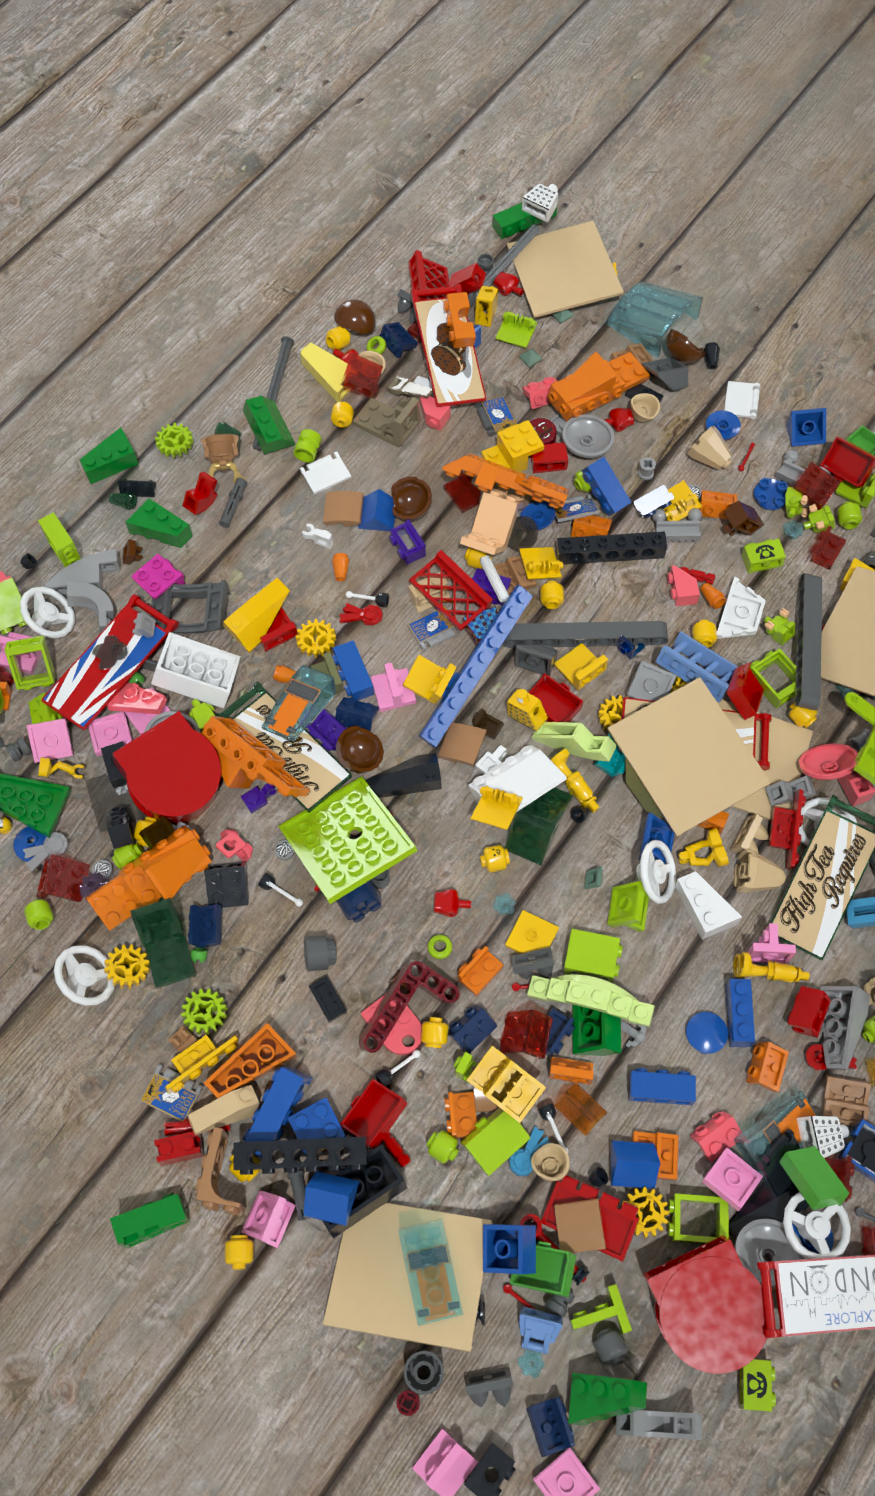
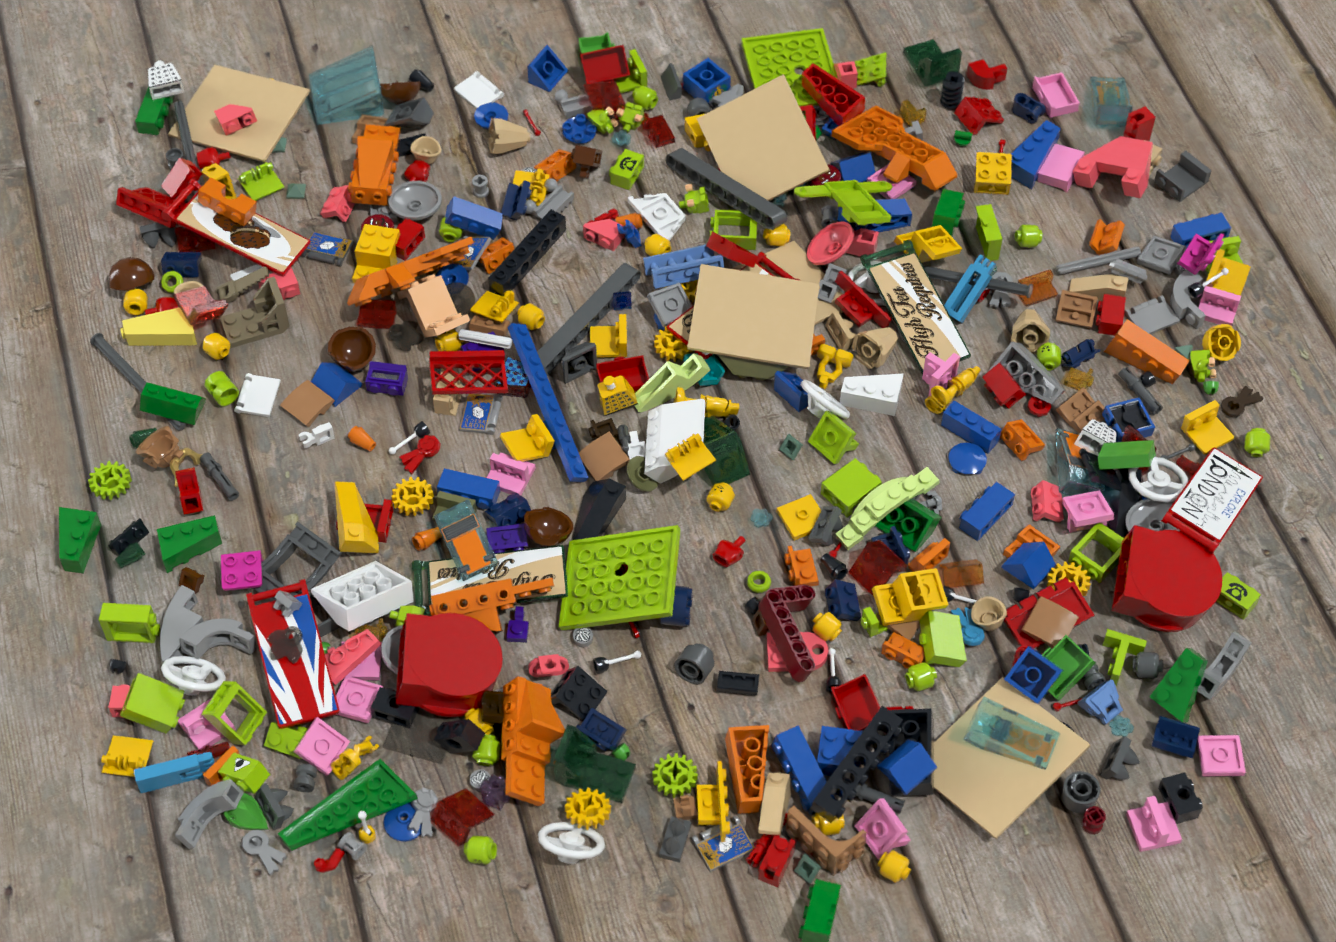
camera: 55 degrees left, 10 degrees down
(149, 1053) = (675, 839): none -> dark grey tile
(173, 702) = (379, 632): none -> clear yellow bracket
(190, 1178) = (807, 868): none -> sand green slope
(410, 957) = (752, 605): none -> black hinge
(458, 787) = (636, 474): none -> olive dish
(459, 527) = (405, 335): none -> clear smoke plate
(493, 744) = (624, 436): none -> dark grey axle
(500, 998) = (834, 567): none -> black cone
(550, 268) = (235, 117): none -> coral slope
(700, 605) = (631, 233): none -> blue plate

